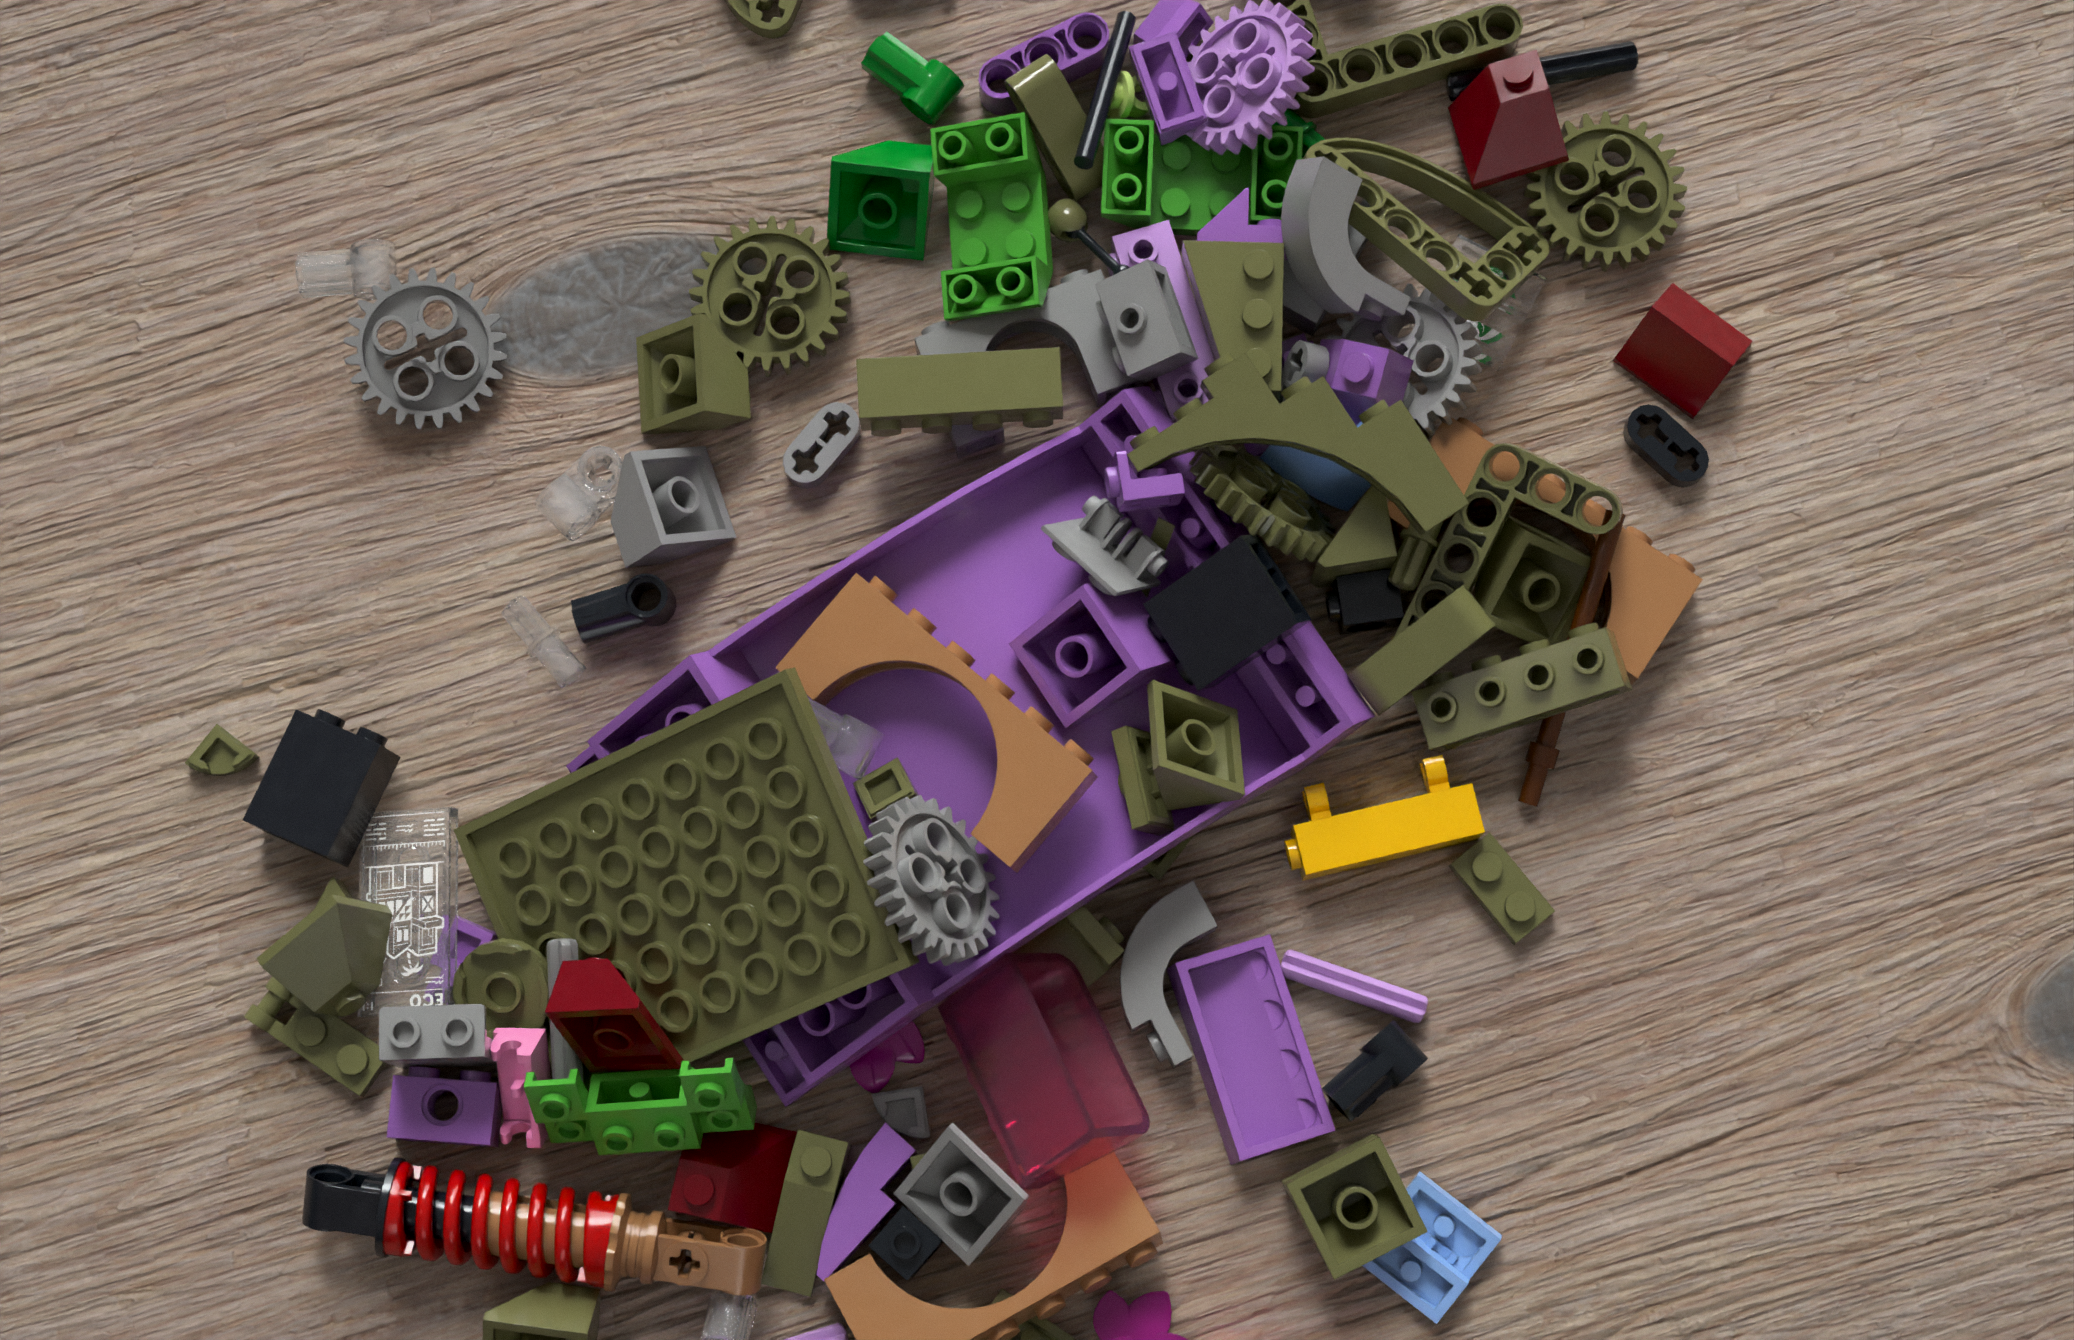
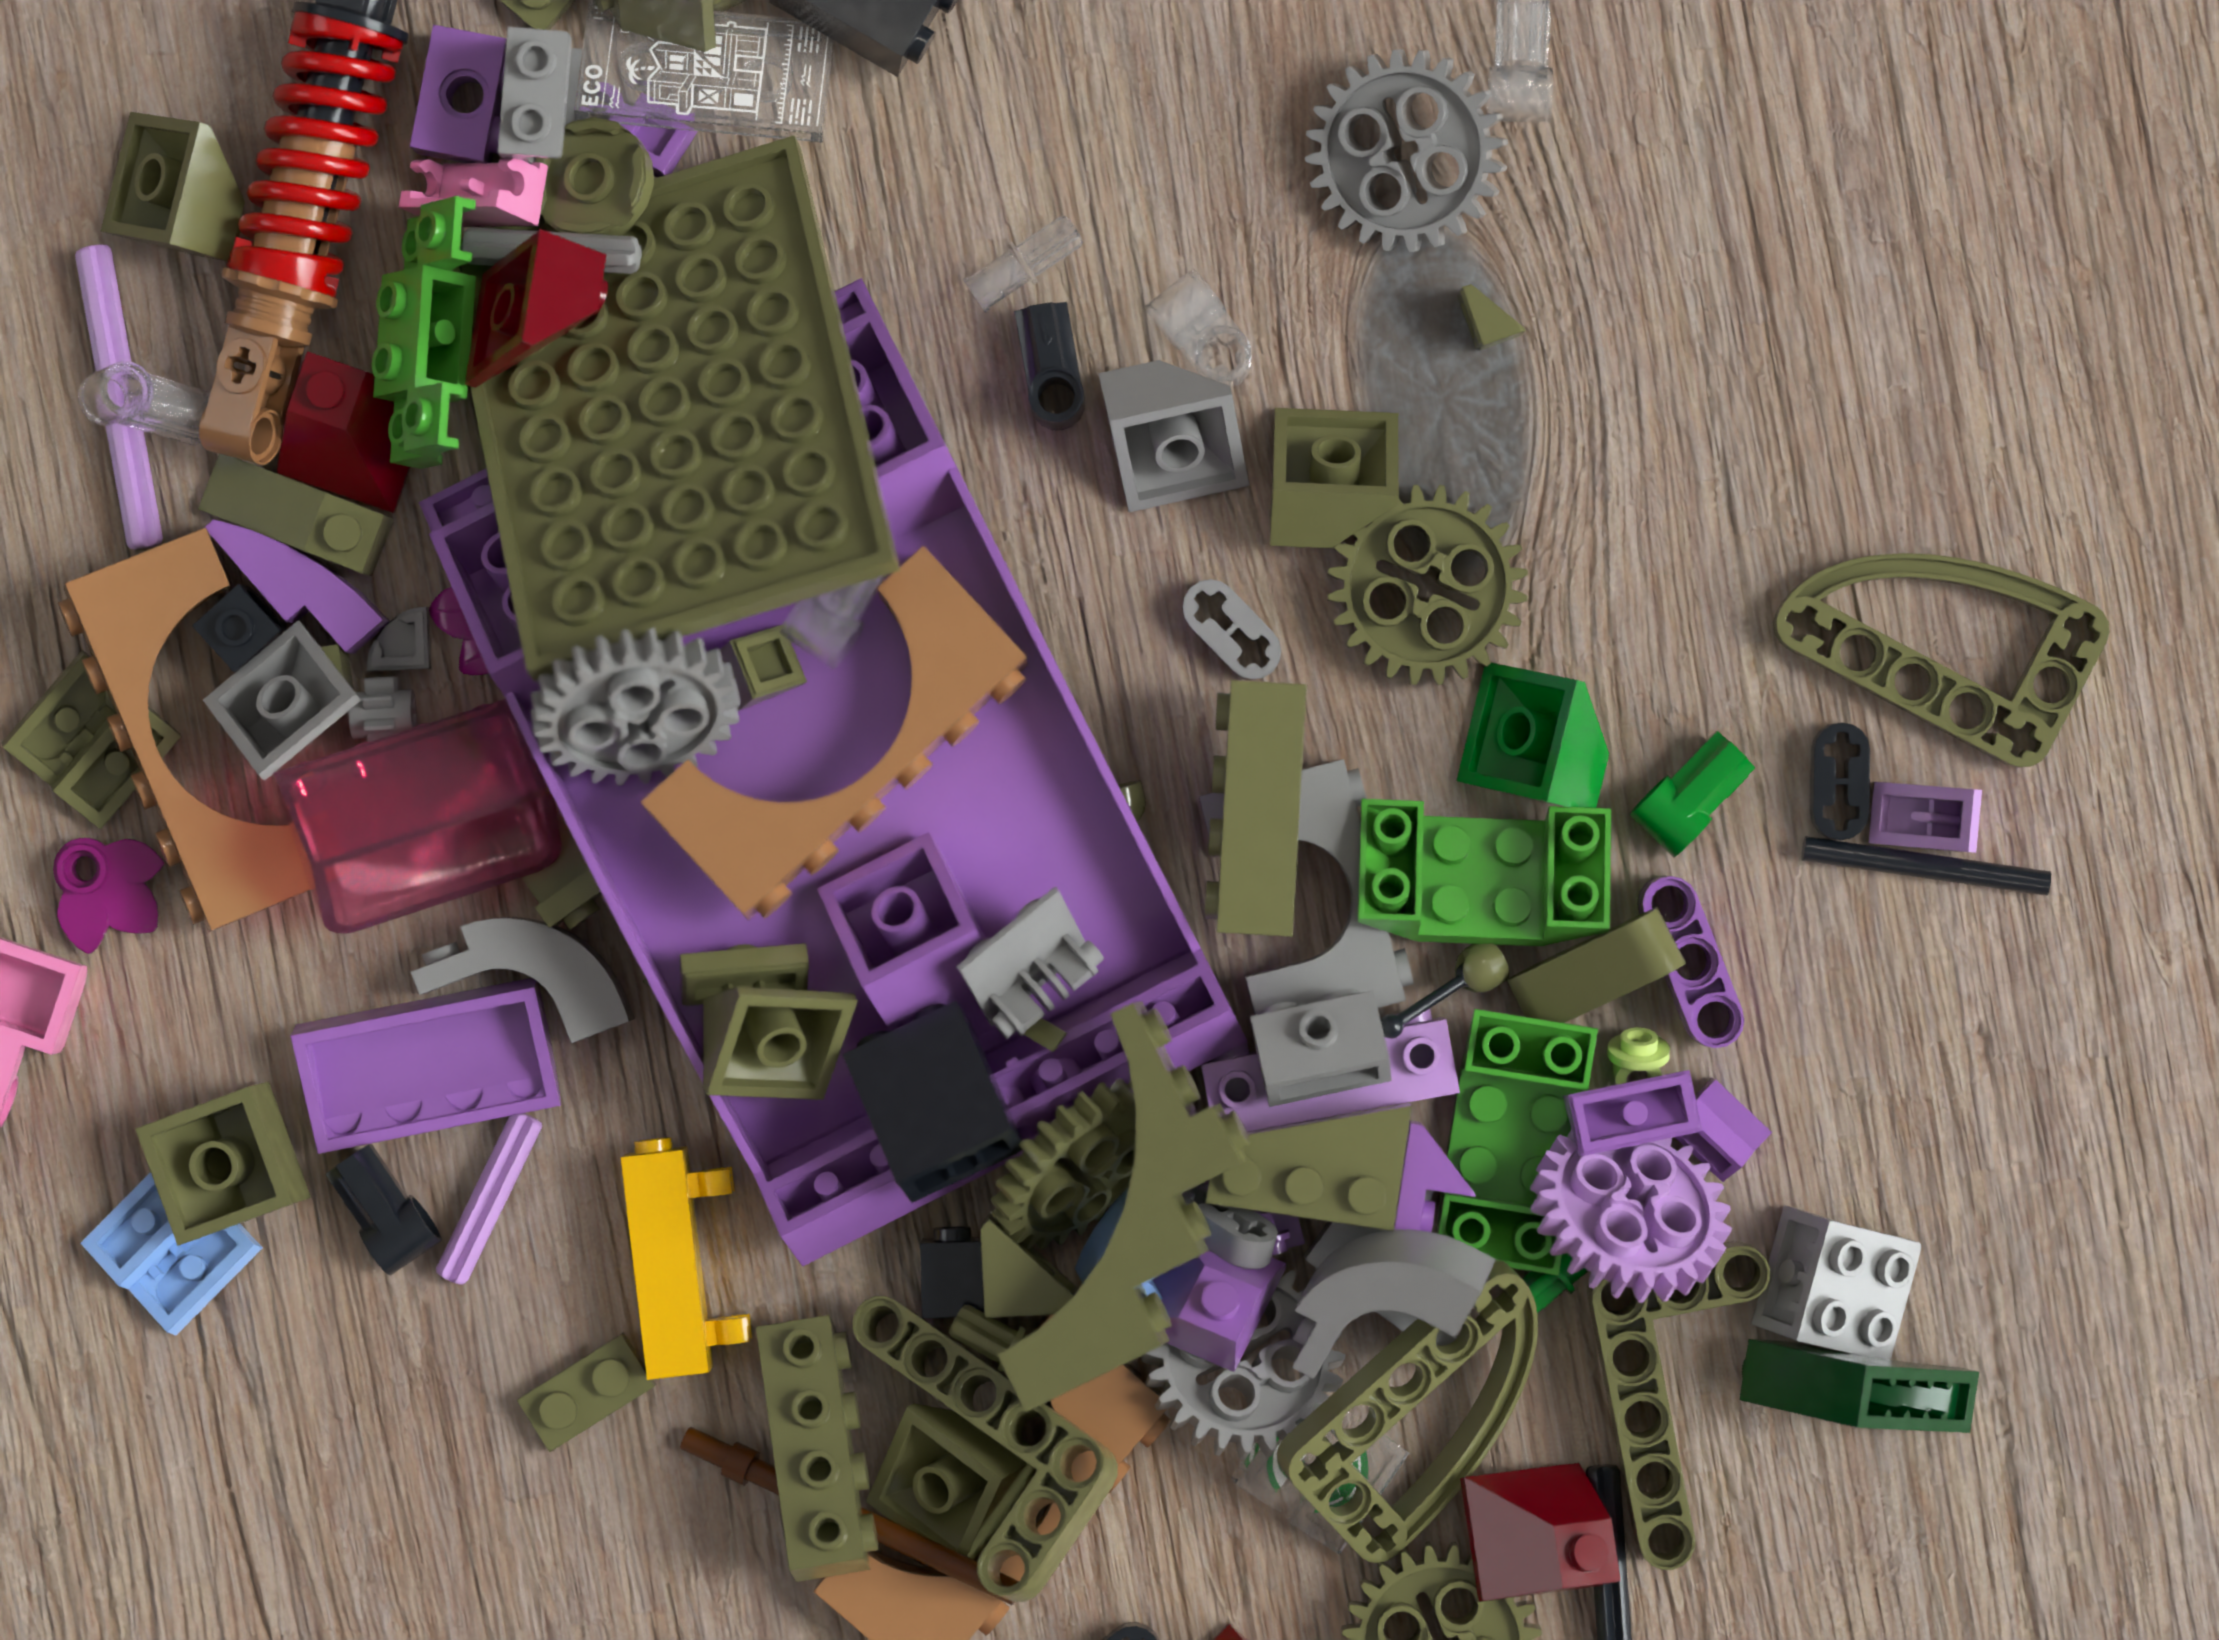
camera: 95 degrees right, 10 degrees up
(553, 275) = (1486, 320): none -> olive slope
(965, 1112) = (382, 710): none -> light grey gear
(1104, 90) = (1636, 1033): black bar -> none
(1150, 489) = (1096, 1028): medium lavender bracket -> none
(1421, 650) = (870, 1332): olive beam -> none

